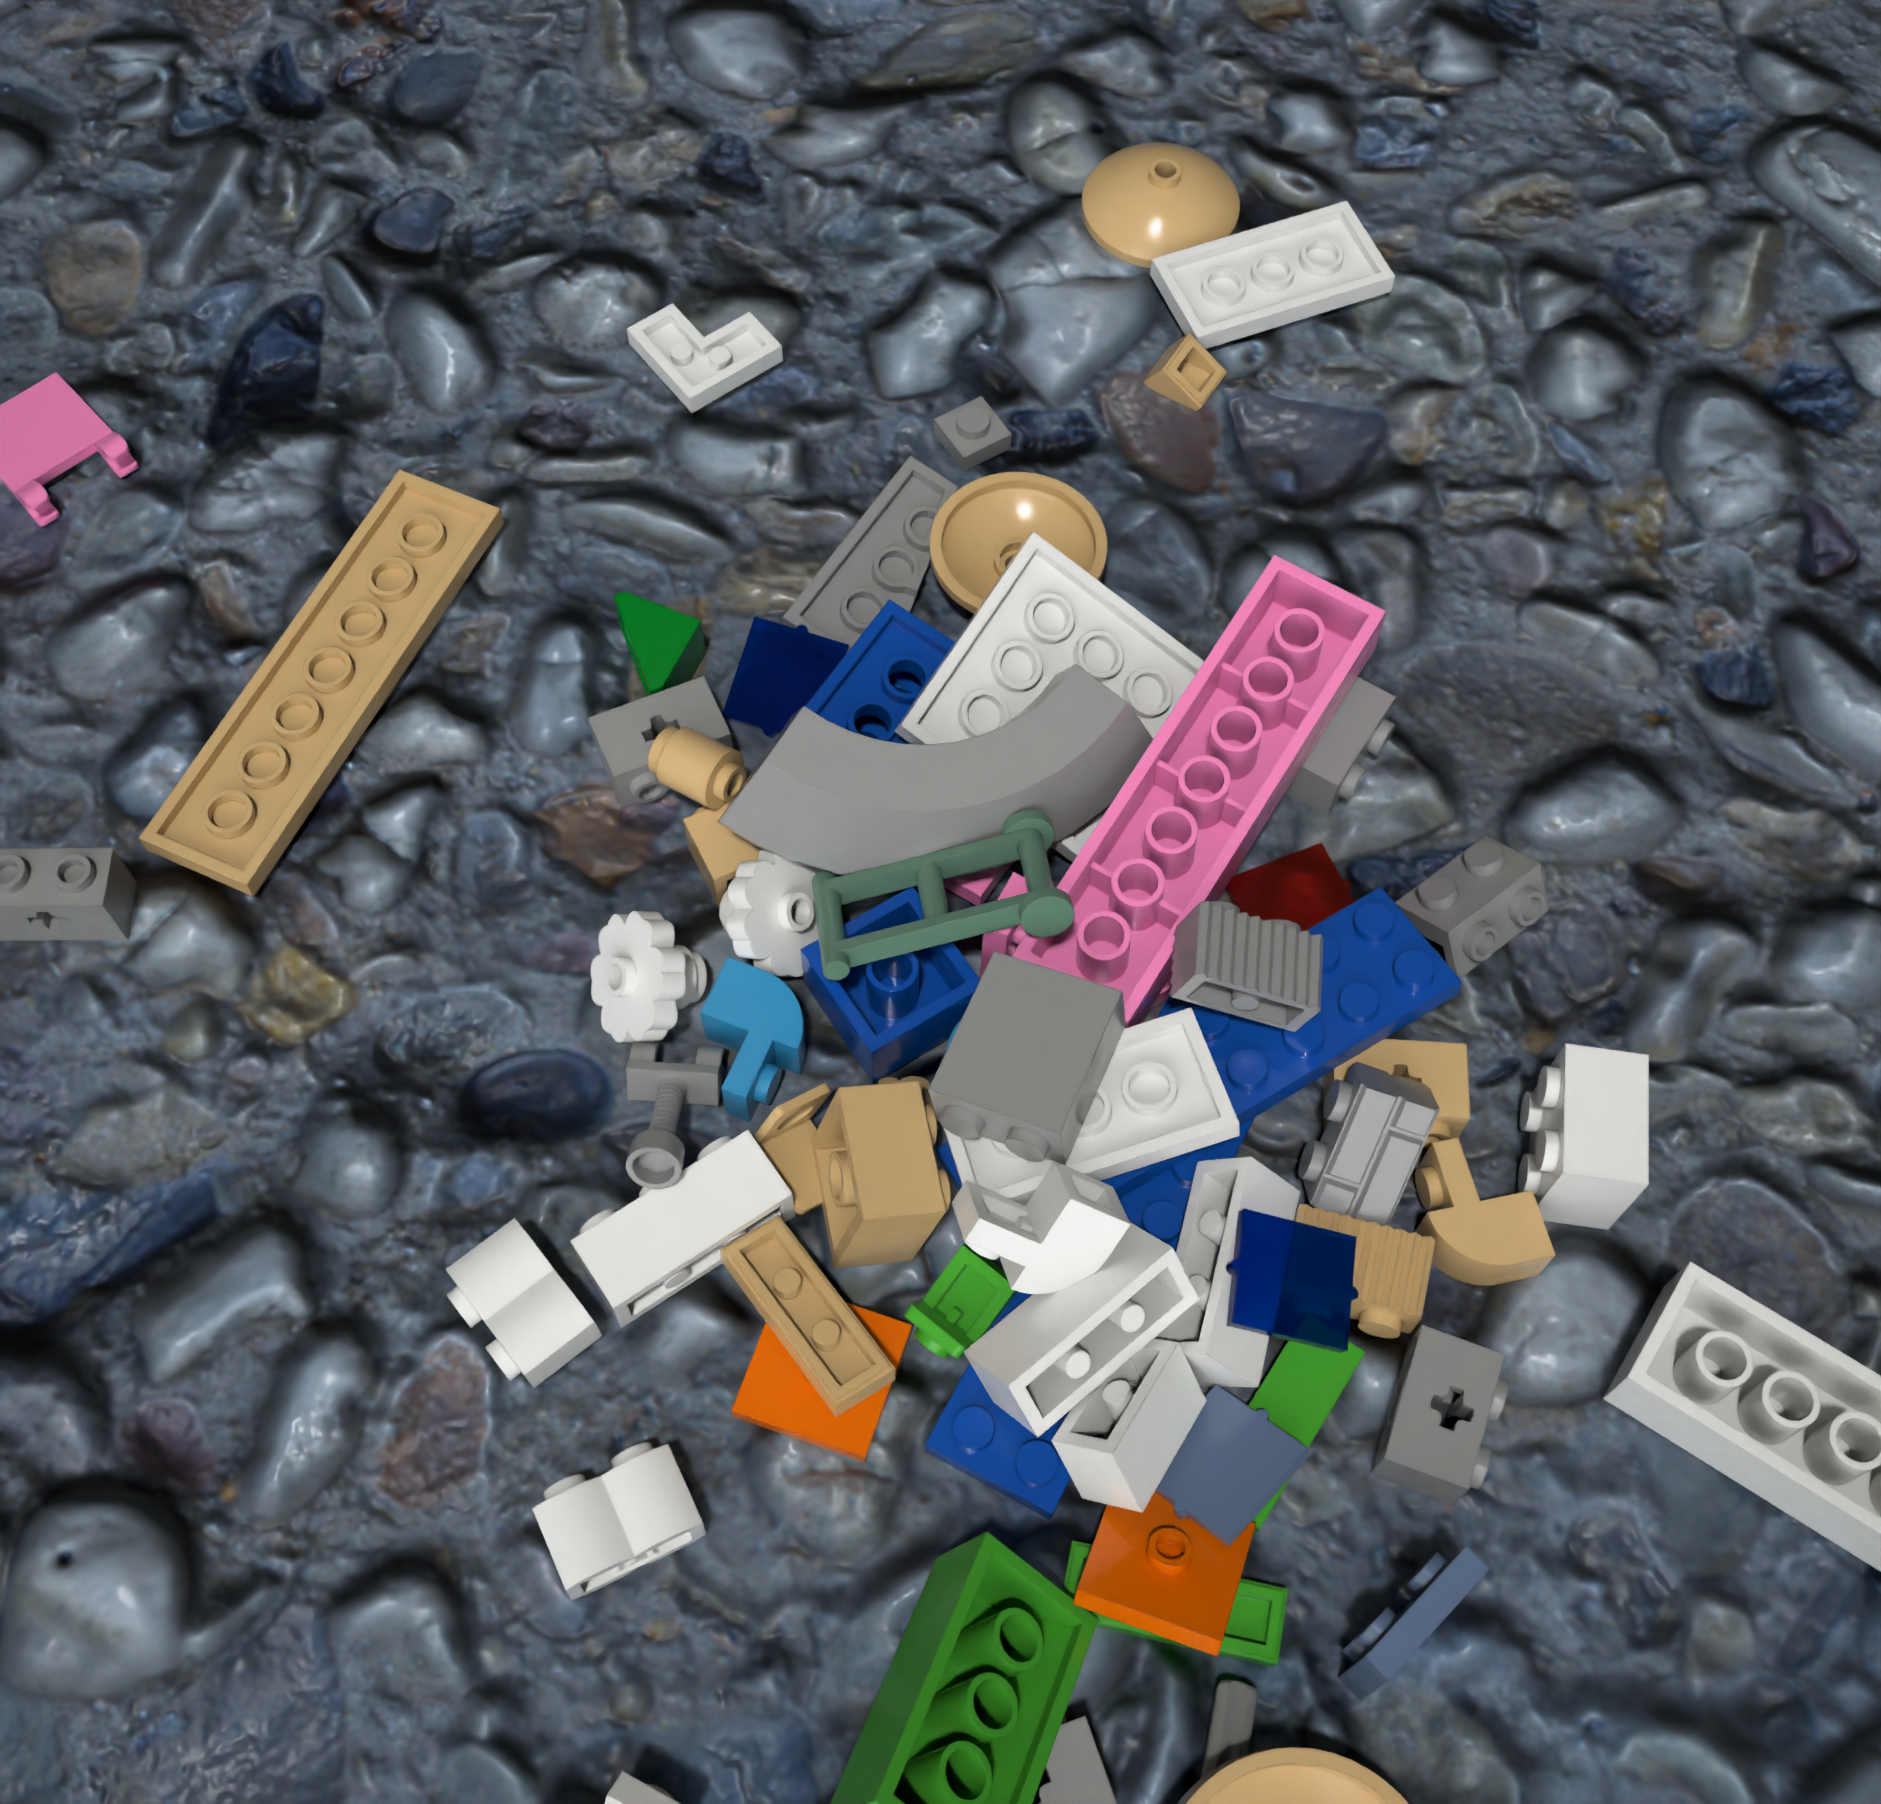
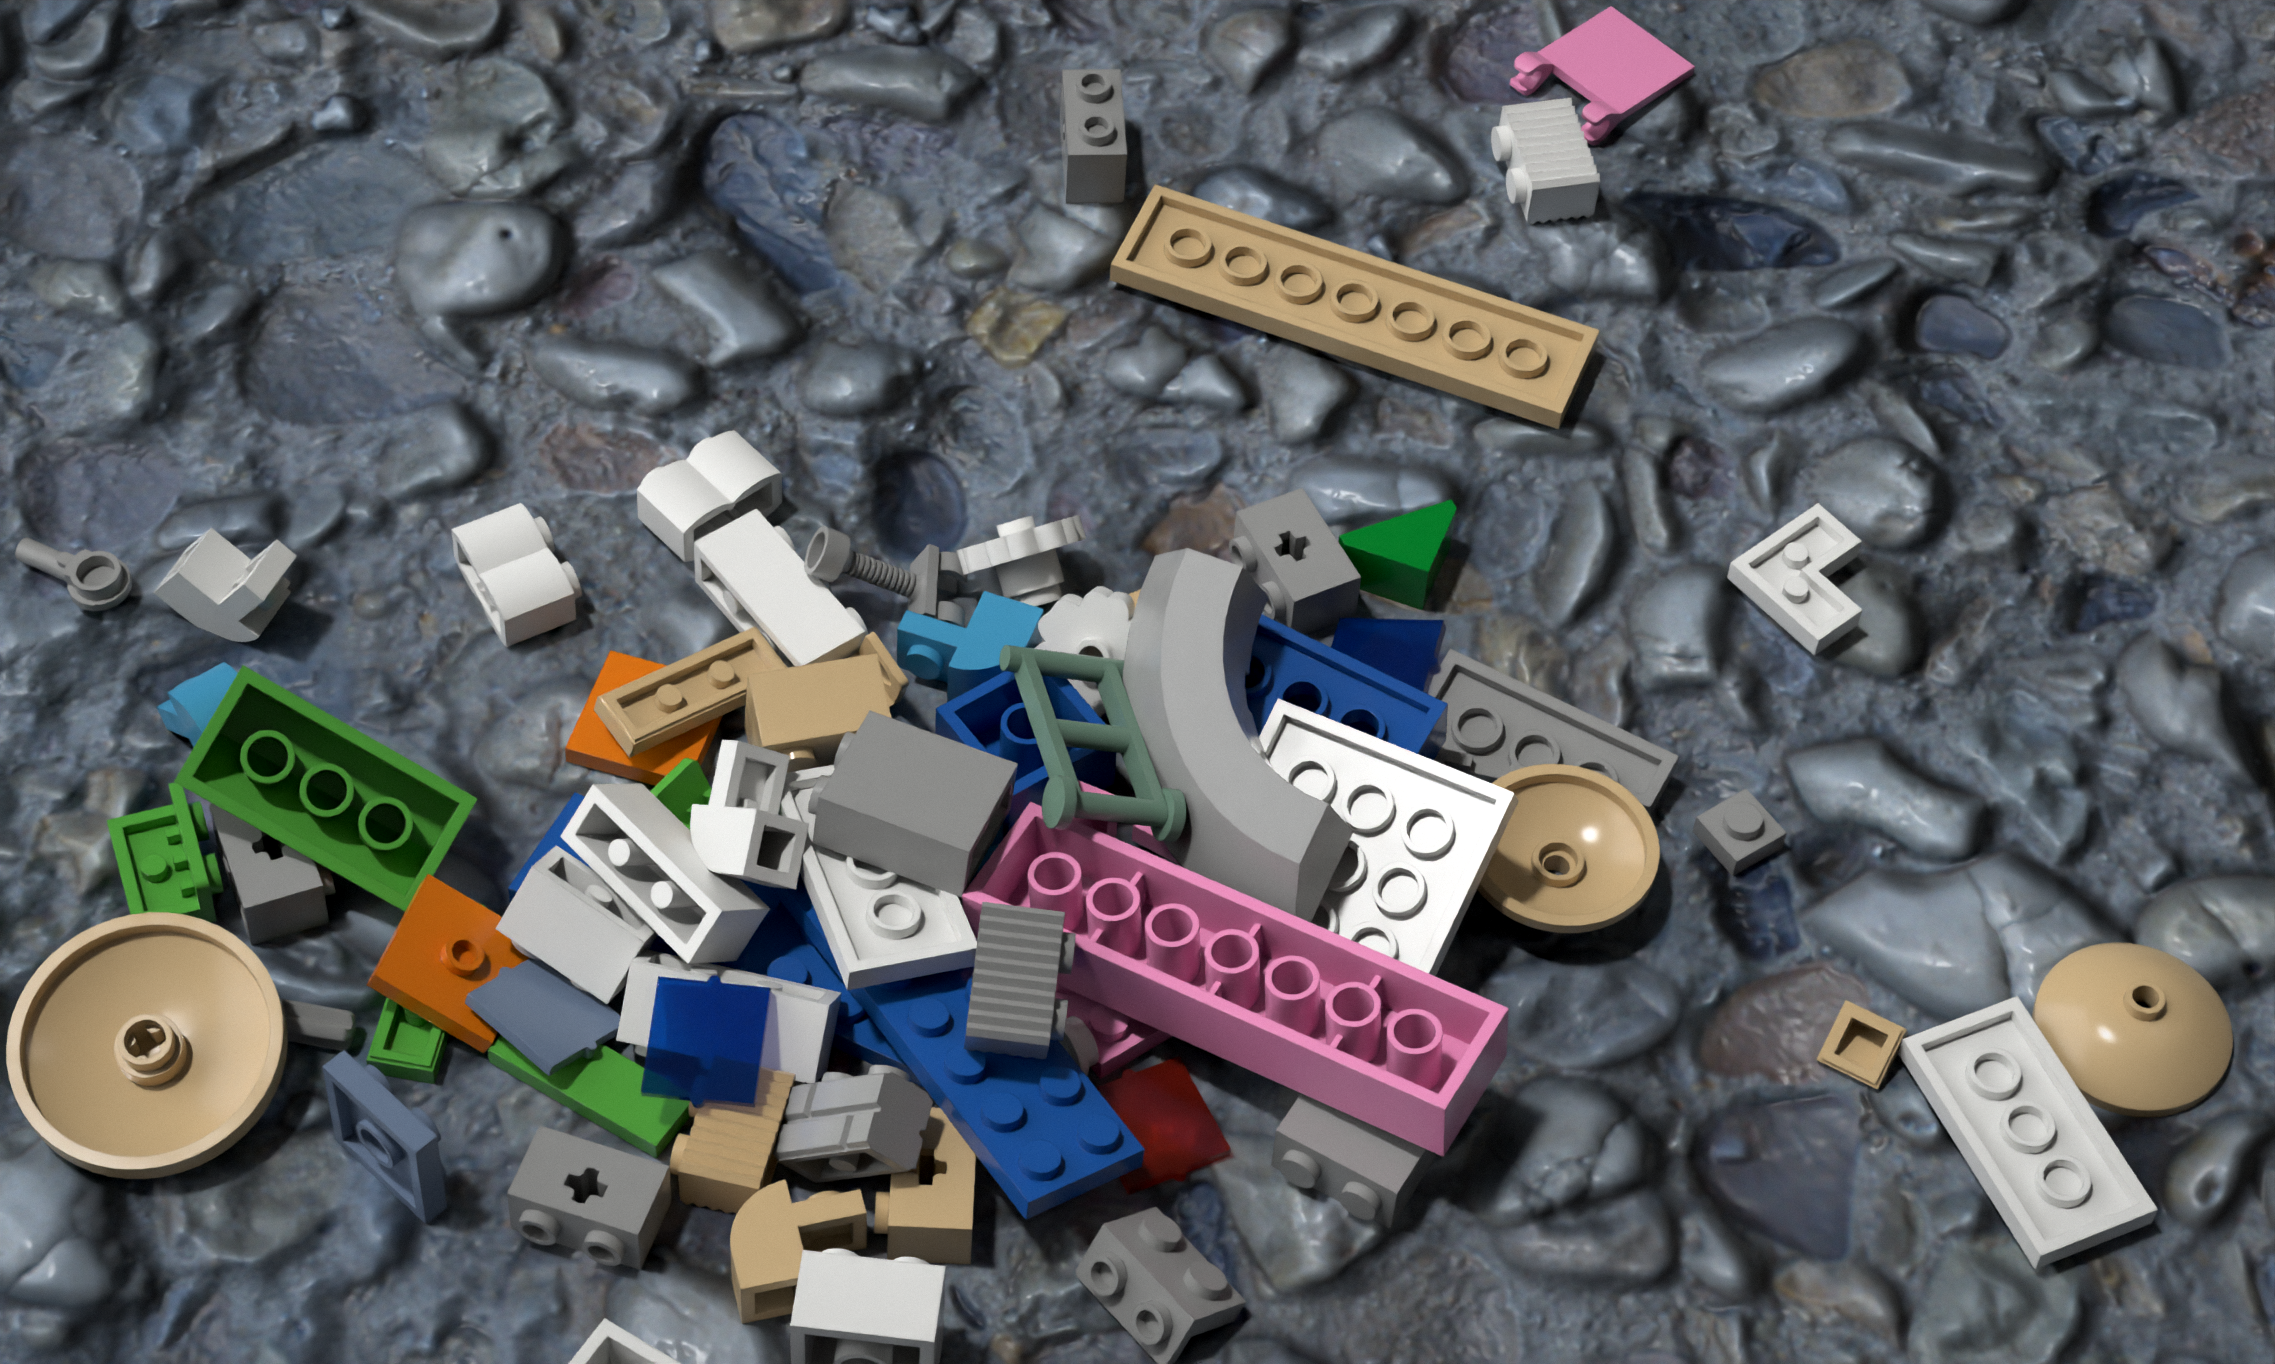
camera: 85 degrees right, 10 degrees down
(166, 493) = (1546, 160): none -> white brick
(697, 766) = (1251, 545): tan brick -> none

